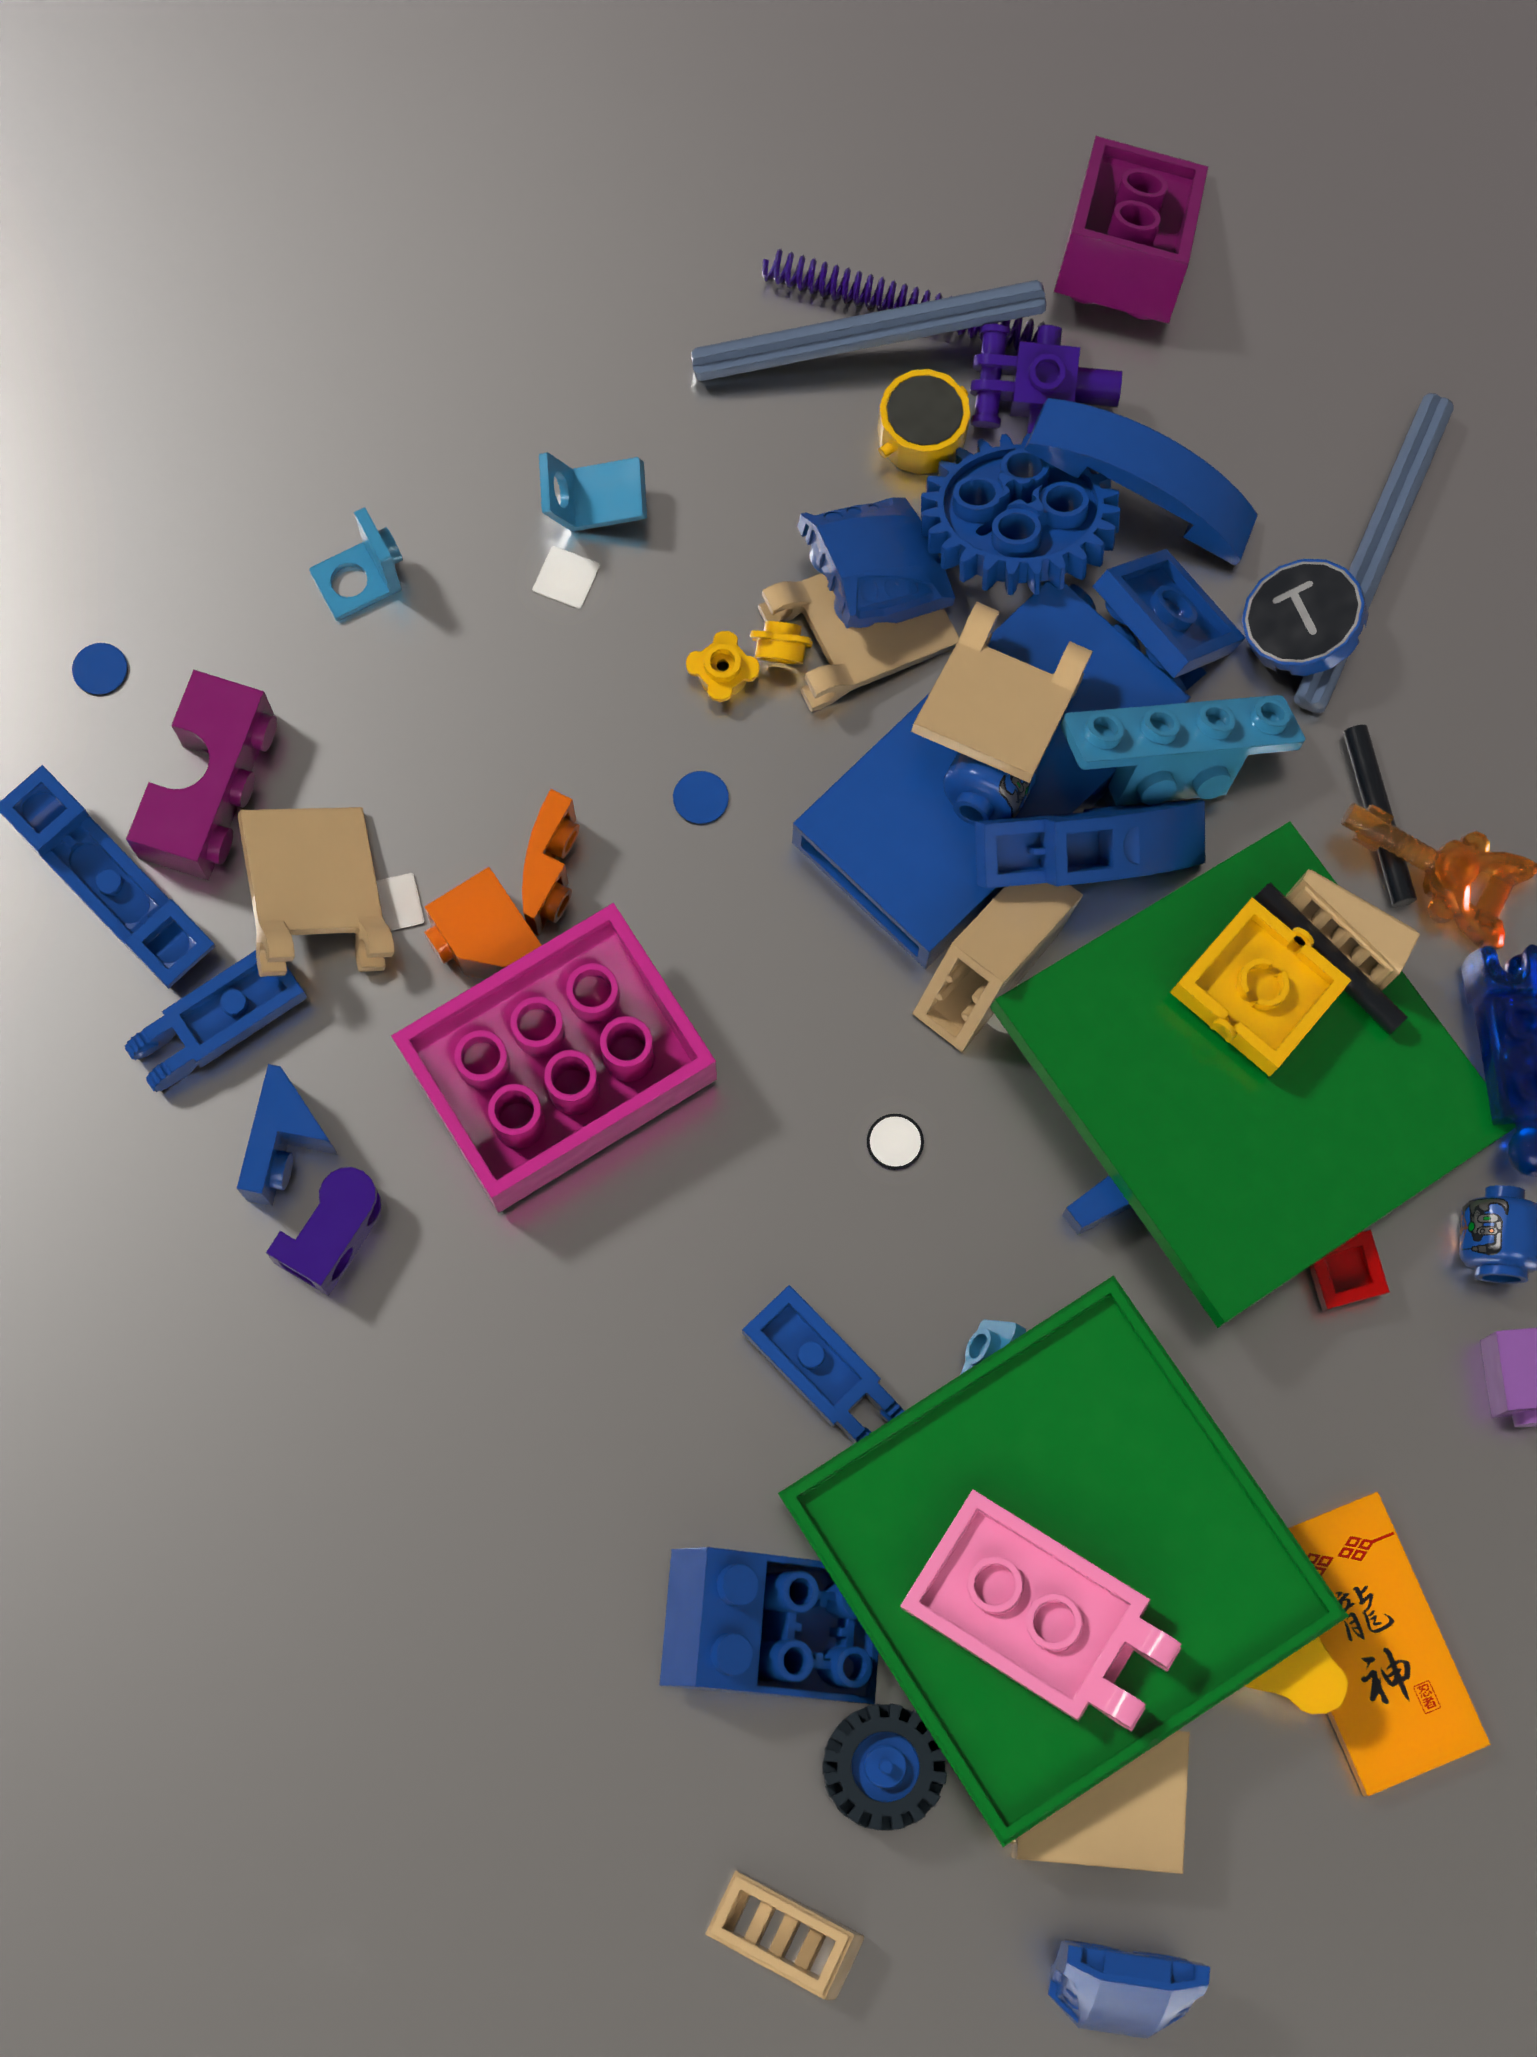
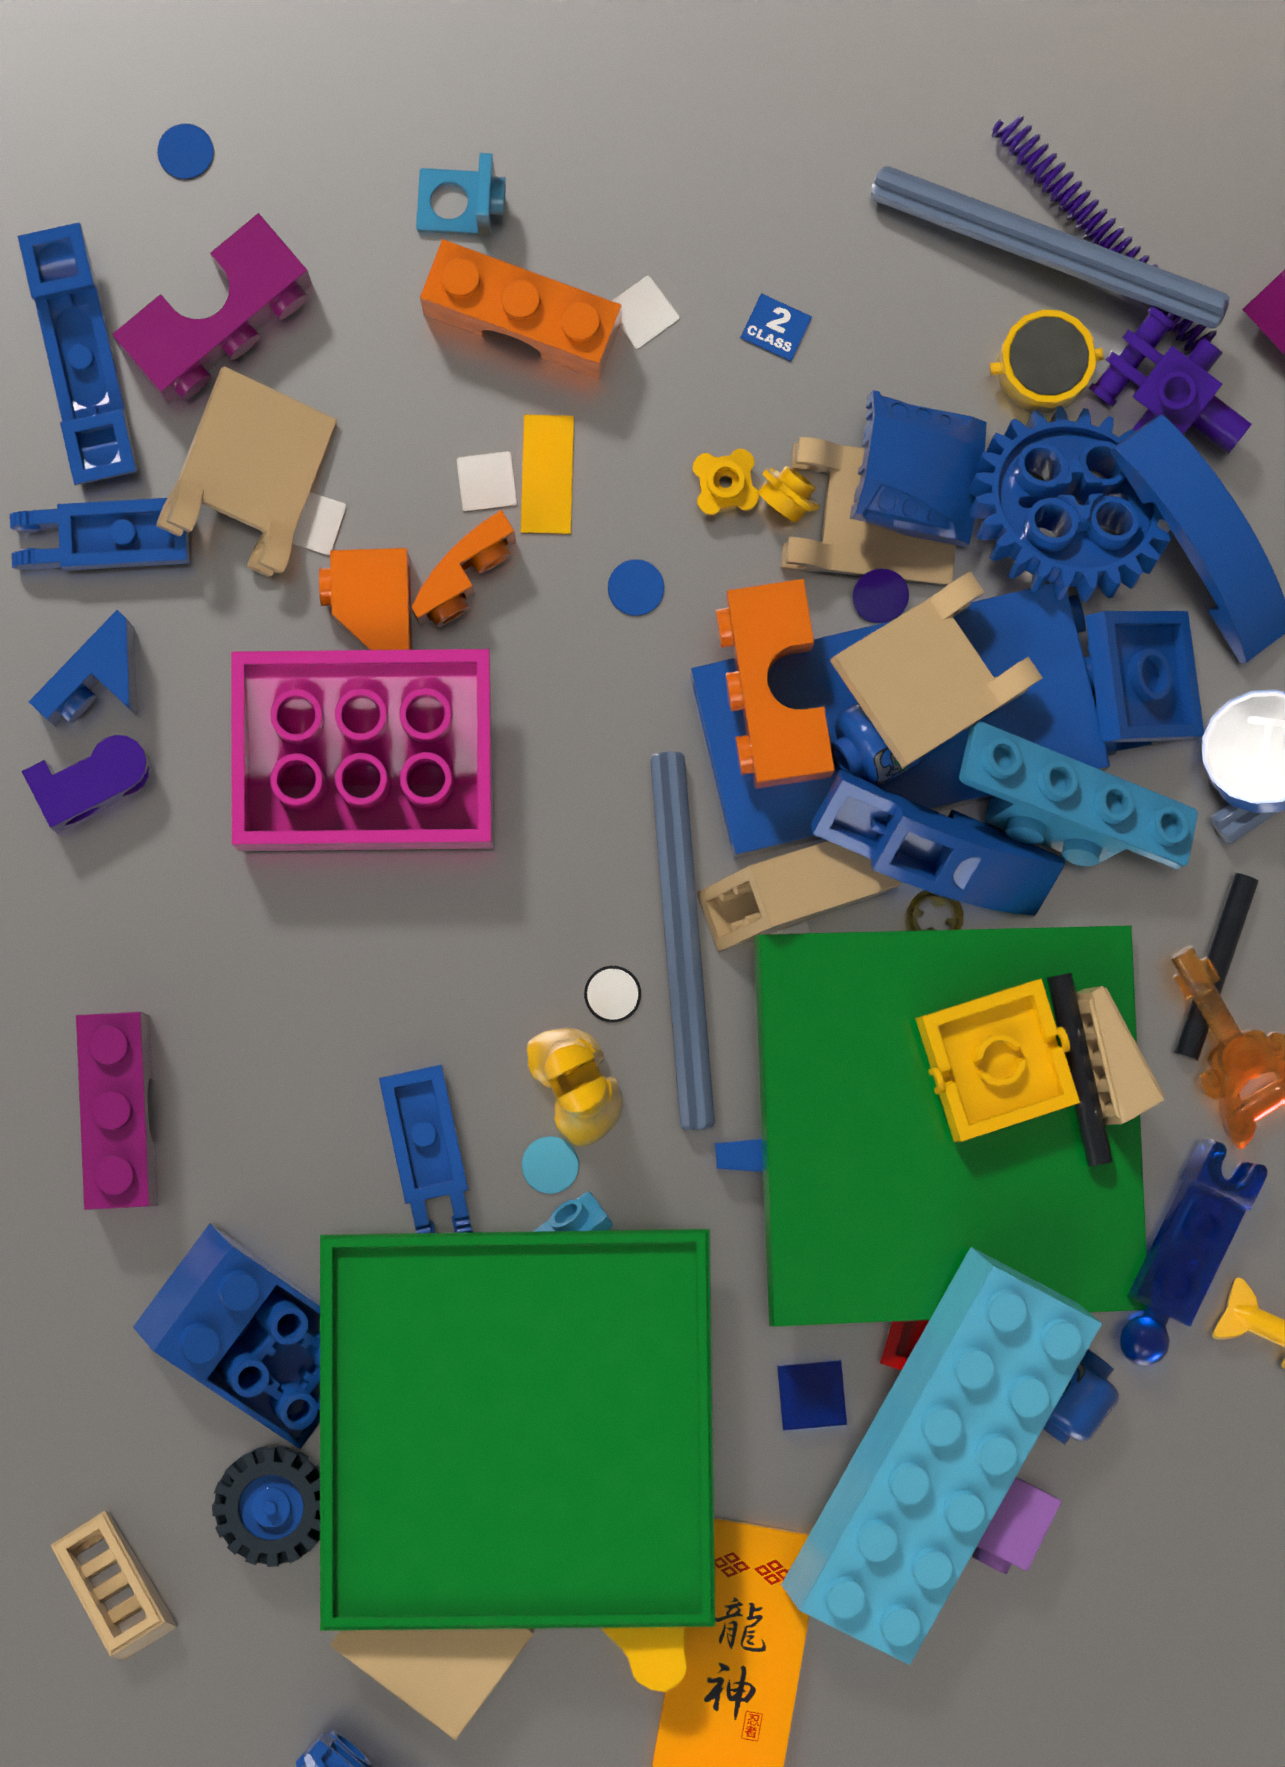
camera: 30 degrees right, 10 degrees up
(426, 625) = (500, 297): none -> orange arch
(520, 785) = (486, 481): none -> white sticker
(528, 1499) = (114, 1118): none -> magenta arch
(568, 750) = (547, 474): none -> yellow sticker
(594, 493) = (709, 251): dark azure bracket -> none
(684, 526) = (776, 327): none -> blue sticker
(906, 830) = (779, 741): none -> orange arch
(907, 682) = (880, 595): none -> dark purple sticker
(928, 1061) = (682, 941): none -> sand blue axle
(932, 1219) = (586, 1100): none -> yellow piece
(934, 1318) = (550, 1165): none -> medium azure sticker
(1037, 1612) = (464, 1464): bright pink tile -> none
(1116, 897) = (937, 902): none -> clear yellow bush
(1285, 1375) = (811, 1395): none -> clear blue tile
(1435, 1350) = (940, 1456): none -> medium azure brick

